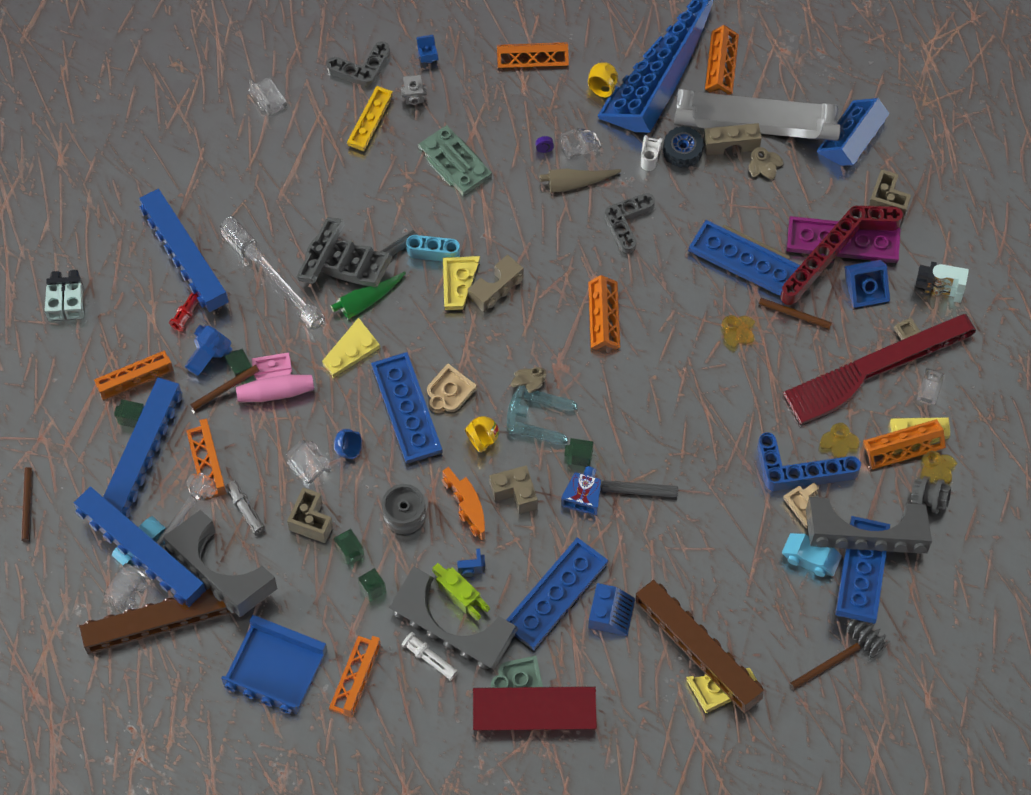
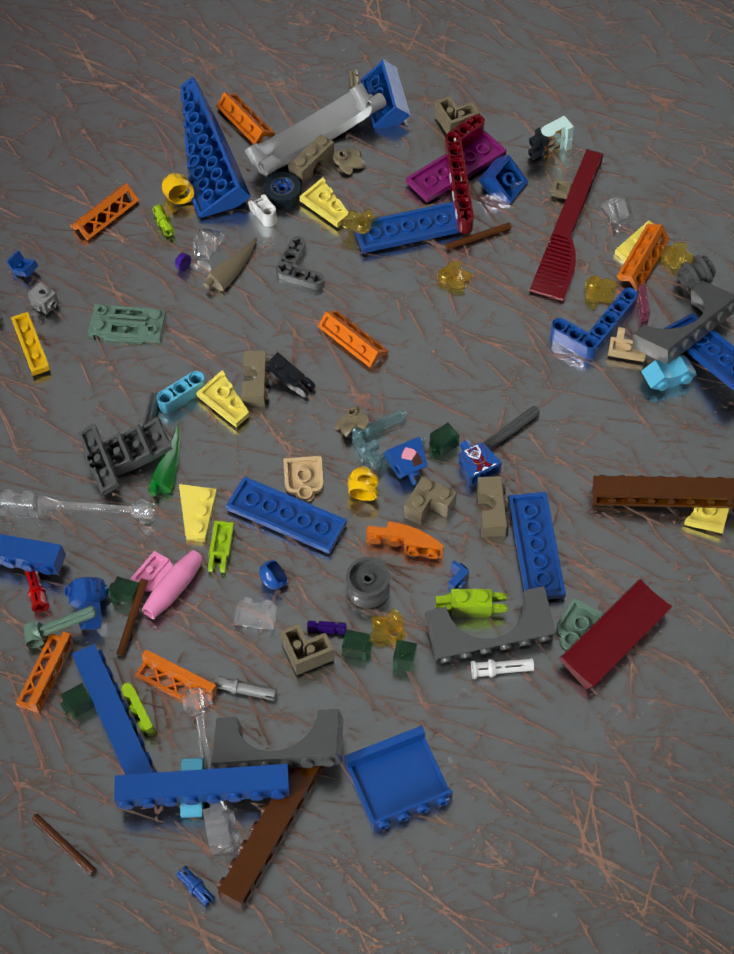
camera: 45 degrees left, 5 degrees down
(74, 610) = (195, 886): none -> blue pin
(155, 342) = (36, 632): none -> sand green axle
(162, 457) = (138, 709): none -> lime hinge
(338, 389) = (220, 544): none -> lime hinge
(345, 515) = (326, 627): none -> dark purple axle
(360, 677) = (472, 727): orange fence -> none
(385, 553) = (385, 627): none -> clear yellow plate
(522, 301) = (289, 374): none -> black hinge
(533, 444) = (407, 459): none -> blue torso
(546, 547) = (491, 492): none -> dark tan arch
(567, 97) = (163, 220): none -> lime pin
(611, 610) = (584, 524): blue slope -> none
(704, 184) = (324, 202): none -> light yellow wing
(709, 220) = (359, 222): none -> clear yellow plate
(845, 97) = (353, 76): none -> dark tan axle
(858, 482) = (643, 304): none -> clear pink tile

